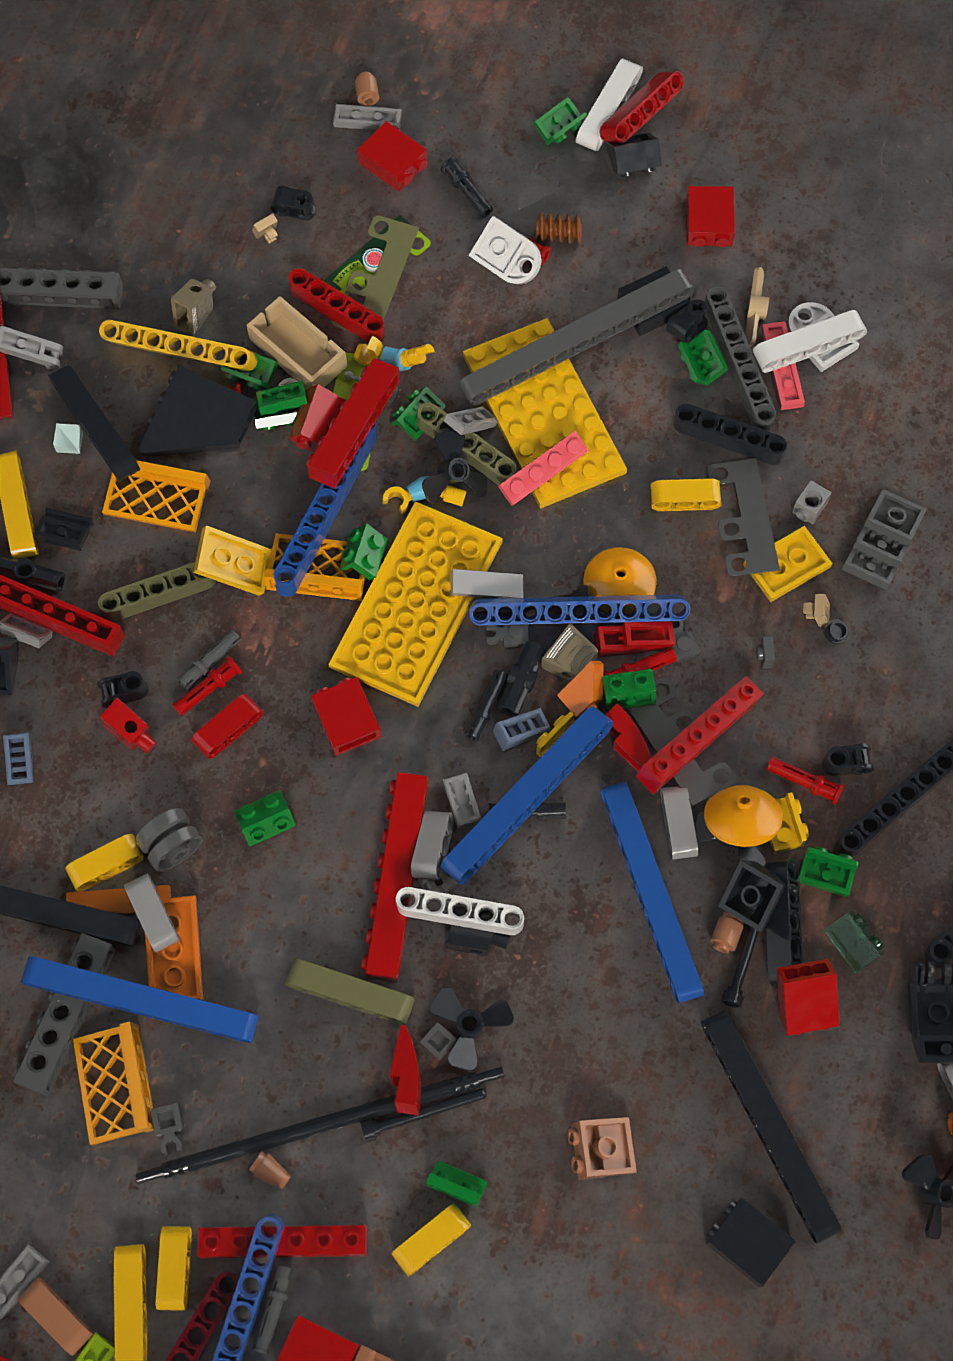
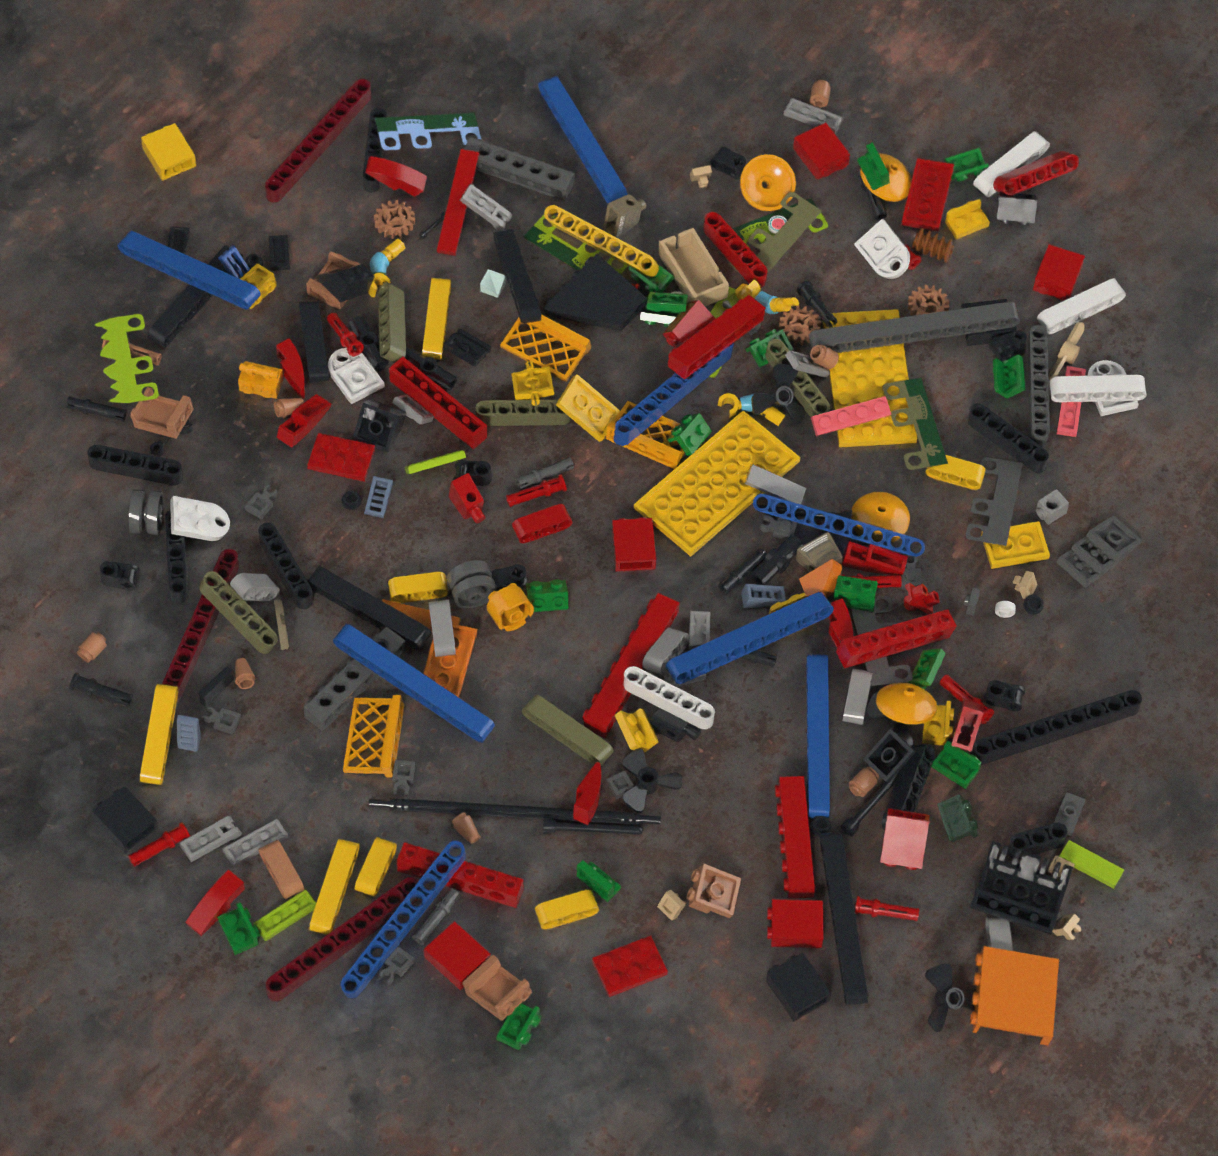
camera: 15 degrees right, 10 degrees down
(72, 690) = (433, 462): none -> lime tile
(115, 229) = (582, 139): none -> blue beam
(155, 374) = (576, 258): none -> piece
(156, 550) = (532, 383): none -> yellow plate
(208, 815) = (507, 575): none -> black piece
(224, 853) = (509, 607): none -> light orange brick
(355, 203) = (775, 173): none -> light orange dish
(433, 962) = (637, 730): none -> yellow bracket
(443, 377) = (799, 325): none -> nougat gear
(446, 337) = (813, 299): none -> black pin
(462, 158) = (874, 168): none -> green bracket
(476, 164) = (899, 180): none -> light orange dish
(487, 405) = (824, 356): none -> nougat brick
(530, 170) = (927, 194): none -> red plate
(534, 1288) = (629, 966): none -> red plate
(557, 1185) = (671, 905): none -> tan tile
(577, 300) = (927, 301): none -> nougat gear
(583, 185) = (966, 219): none -> yellow bracket
(623, 441) = (921, 416): none -> piece
(674, 1037) = (796, 837): none -> red brick
(697, 1009) = (820, 825): none -> black plate
(706, 671) = (920, 598): none -> red hips
(716, 1155) = (795, 923): none -> red brick
(749, 758) = (927, 667): none -> green bracket
(750, 247) = (1081, 306): none -> white beam
(804, 1097) = (874, 911): none -> red pin
(807, 649) = (1005, 609): none -> white tile
(827, 821) = (967, 725): none -> red brick

